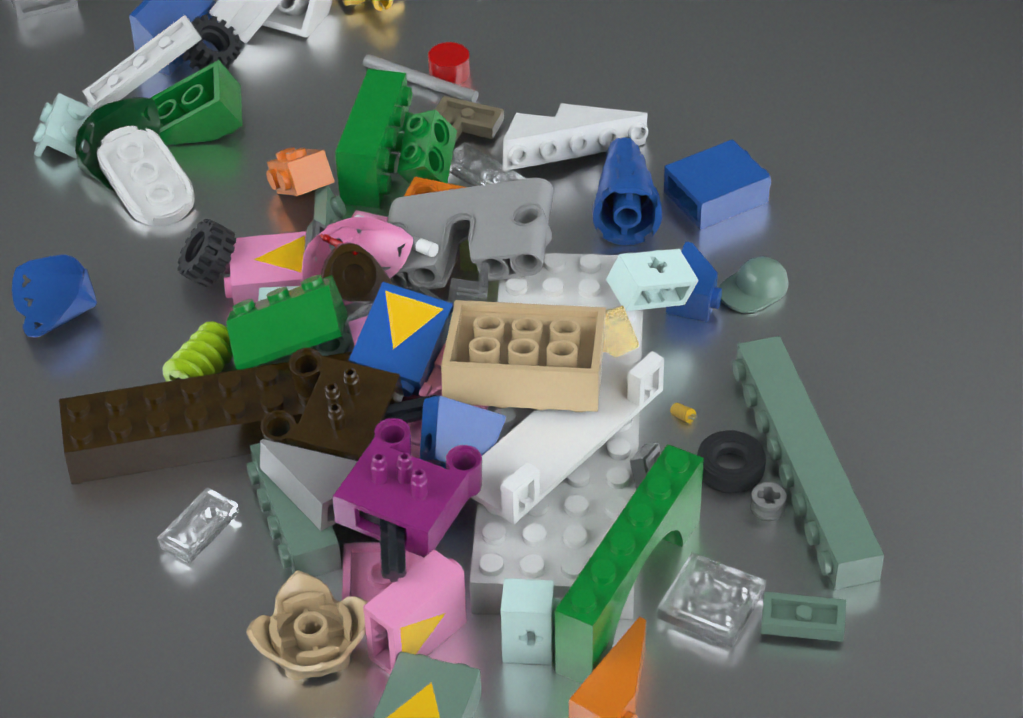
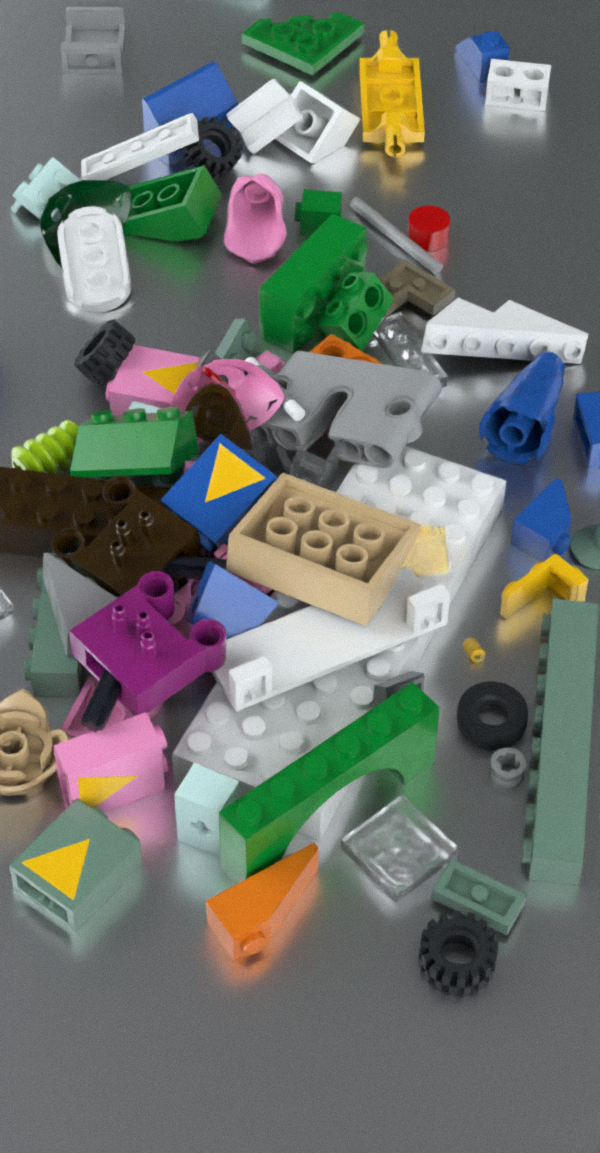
camera: 20 degrees right, 5 degrees up
(286, 97) = (255, 219): none -> bright pink hair
(299, 171) = (227, 296): orange brick -> none
(340, 76) = (316, 209): none -> green brick
(652, 279) = (494, 508): light aqua brick -> none
(725, 327) = (552, 574): none -> yellow bracket
(808, 688) = (454, 974): none -> black tyre

